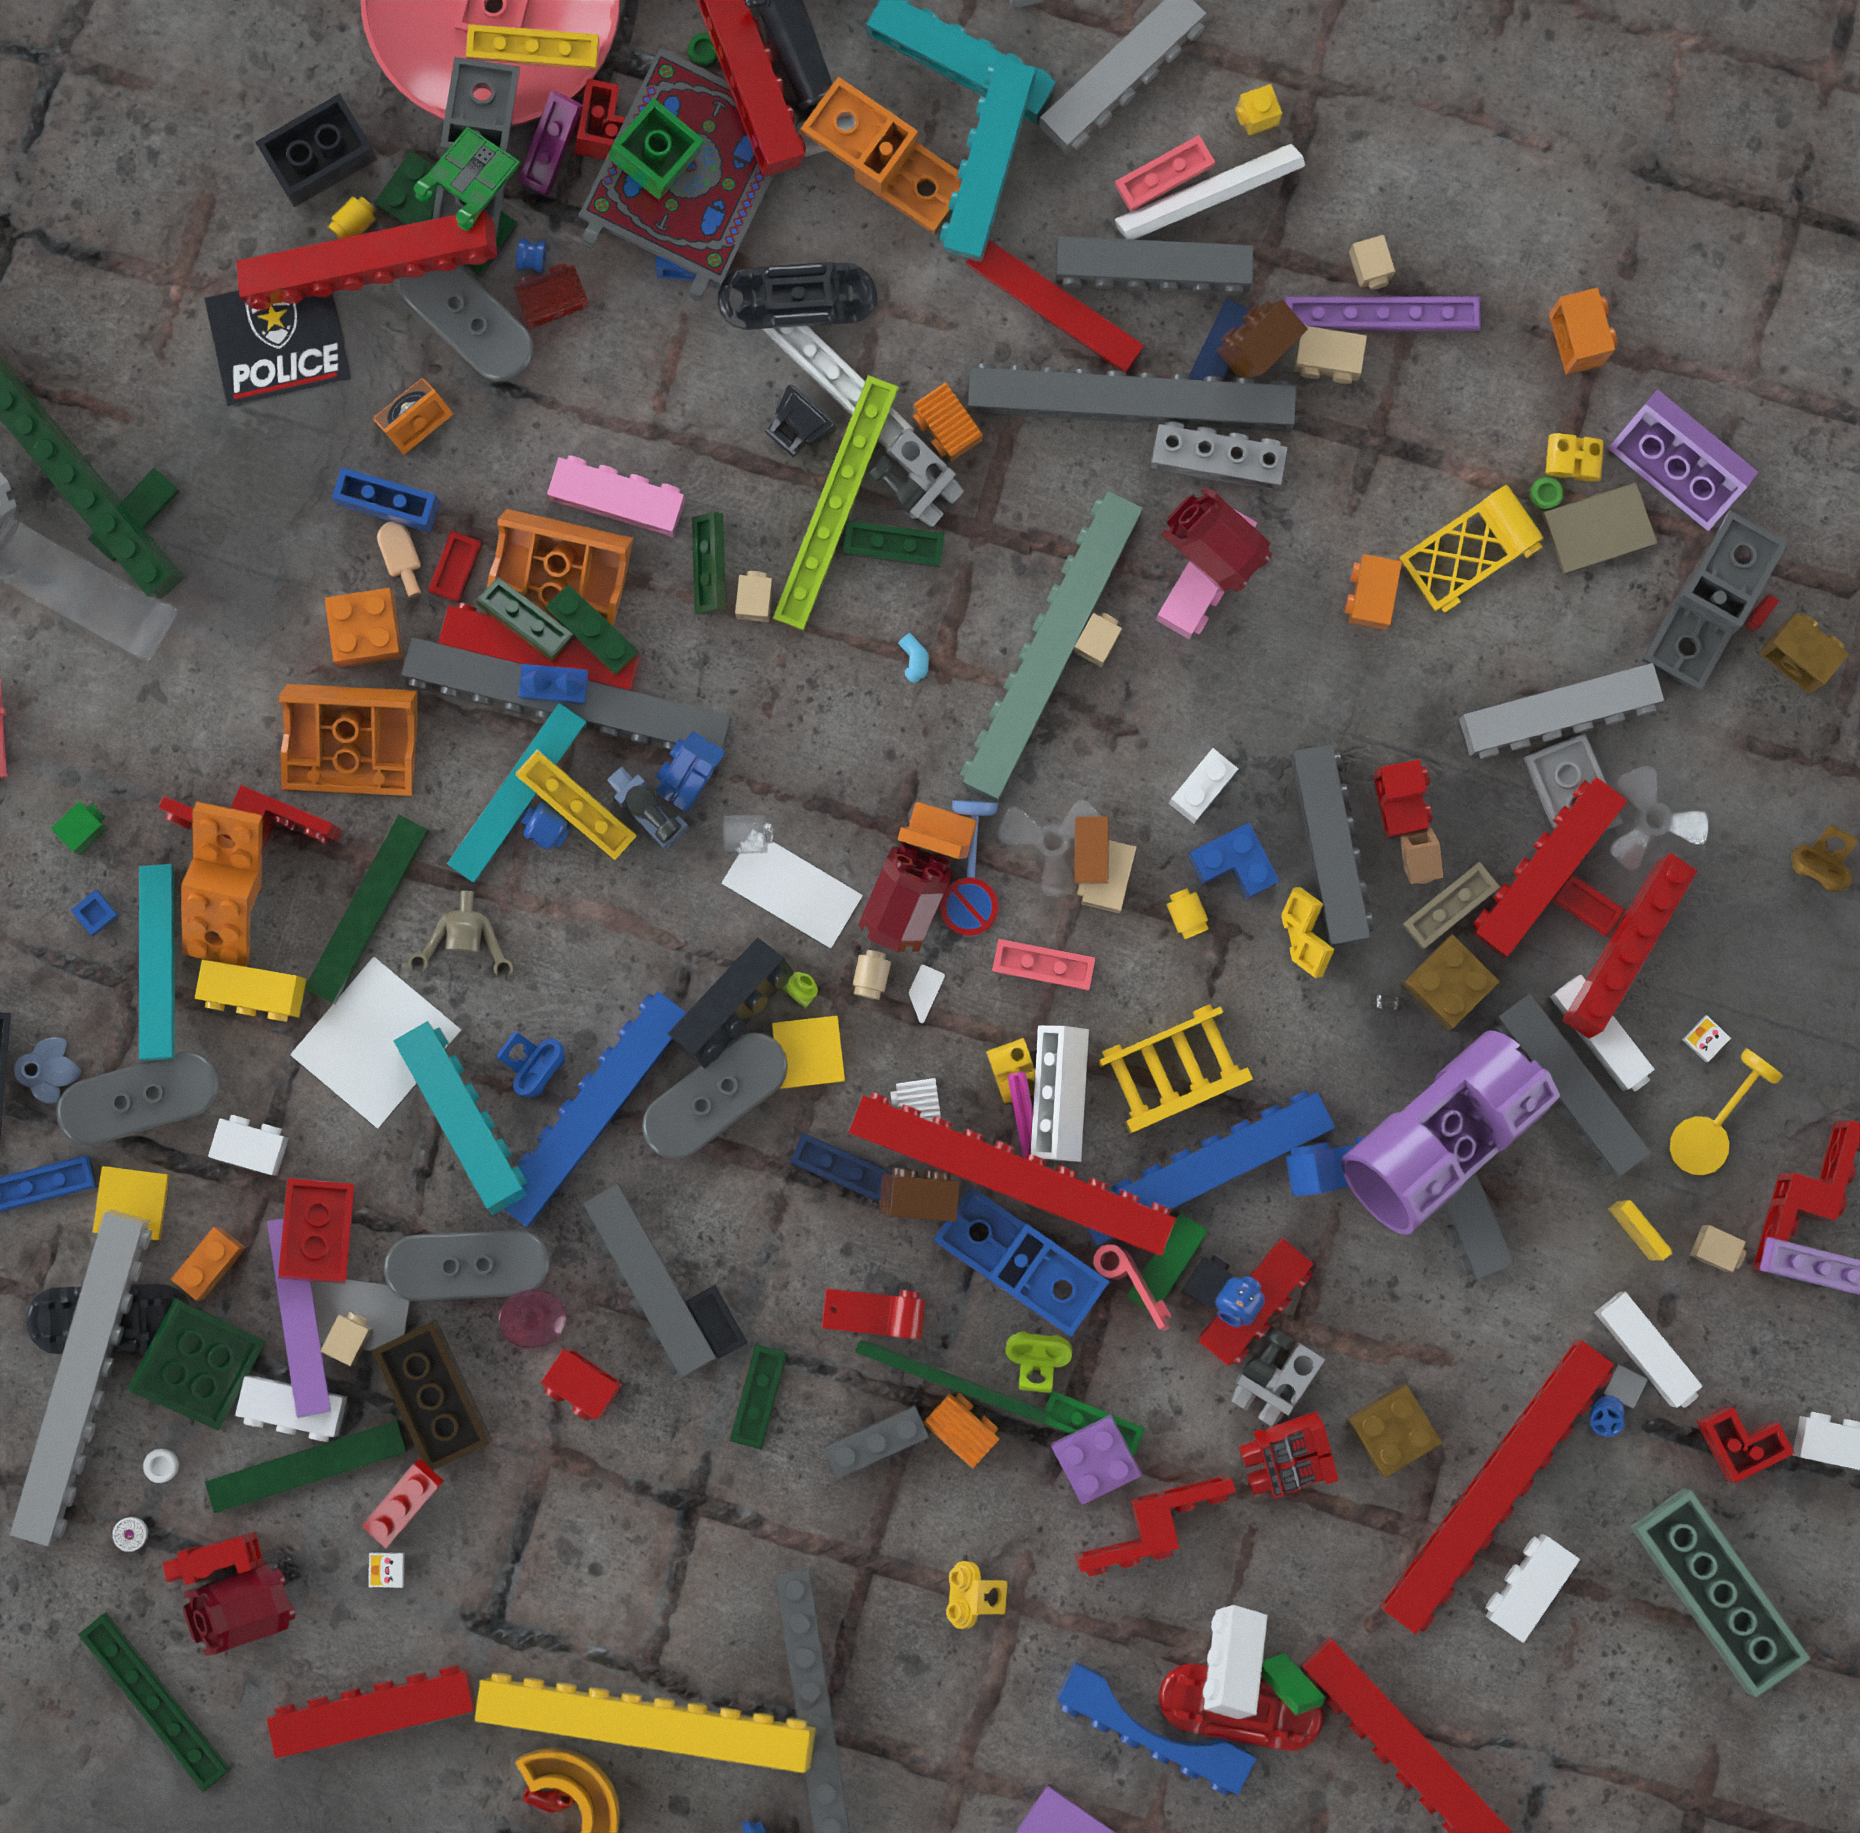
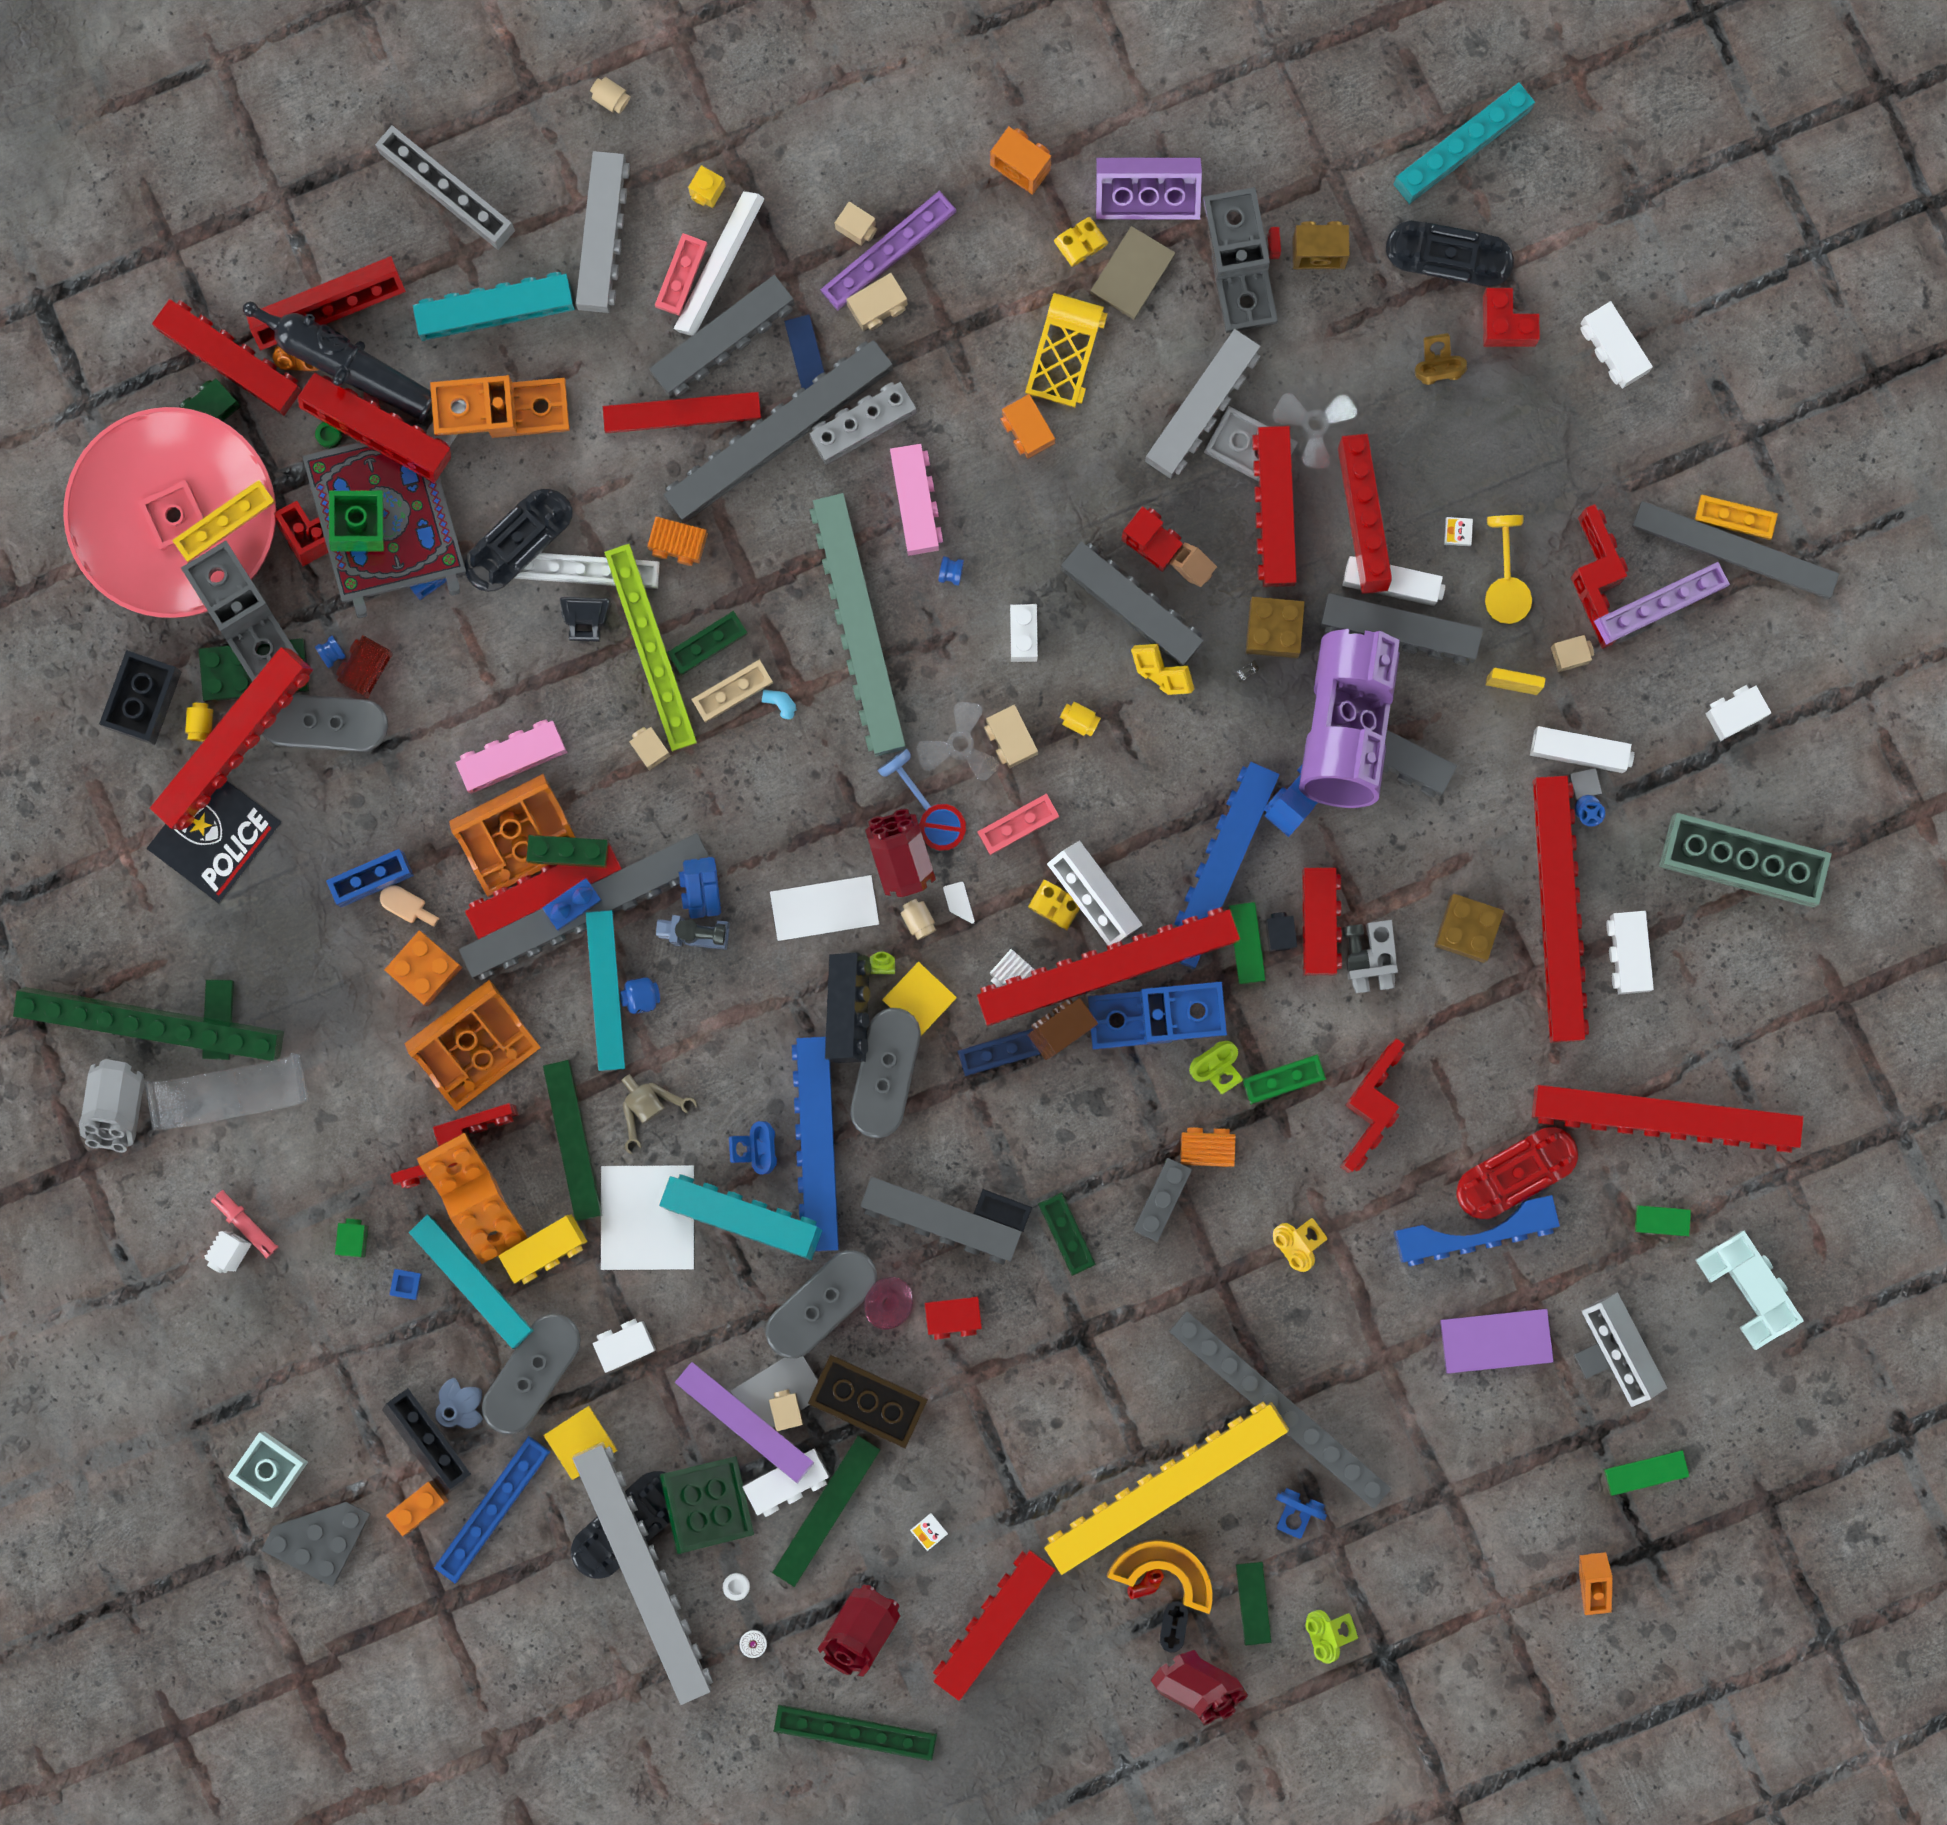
camera: 35 degrees left, 0 degrees up
(199, 1563) = (814, 1619): red hips -> none
(208, 1263) = (660, 1438): orange brick -> none
(316, 1231) = (710, 1361): red plate -> none
(402, 1503) = (905, 1481): plate -> none
(413, 416) = (340, 812): orange panel -> none
(455, 567) = (447, 884): red tile -> none
(470, 171) = (253, 630): green flag -> none
(525, 619) = (520, 879): tile -> none
(550, 142) = (283, 571): magenta plate -> none
(576, 804) = (648, 966): yellow plate -> none
(709, 563) = (603, 750): dark green plate -> none
(747, 834) = (769, 897): clear brick -> none
(874, 1313) = (1094, 1123): red door -> none
(878, 609) = (732, 691): none -> tan plate
(926, 478) = (694, 587): light grey hips -> none
(939, 831) = (885, 795): orange panel -> none
(951, 1381) = (1176, 1124): dark green tile -> none
(988, 160) = (566, 355): teal brick -> none
(1022, 1109) = (1080, 922): dark pink axle -> none
(1091, 850) = (989, 729): dark orange tile -> none
(1096, 1459) = (1304, 1097): medium lavender plate -> none
(1098, 638) = (883, 596): tan brick -> none
(1116, 1264) = (1216, 969): coral door -> none
(1171, 1101) = (1177, 818): yellow fence -> none
(1183, 668) = (951, 570): none -> blue wheel
(1217, 540) = (906, 475): dark red brick -> none
(1235, 1662) = (1490, 1147): white brick -> none
(1239, 853) = (1080, 656): blue brick -> none
(1240, 1301) = (1310, 927): blue head -> none
(1261, 339) = (828, 328): reddish brown brick -> none
(1290, 1456) = (1419, 996): red hips -> none
(1291, 1684) = (1534, 1133): green tile -> none
(1451, 905) = (1236, 580): dark tan plate -> none
(1546, 493) = (1082, 278): bright green tile -> none
(1588, 905) = (1319, 510): red tile -> none
(1742, 1452) = (1684, 765): red brick -> none

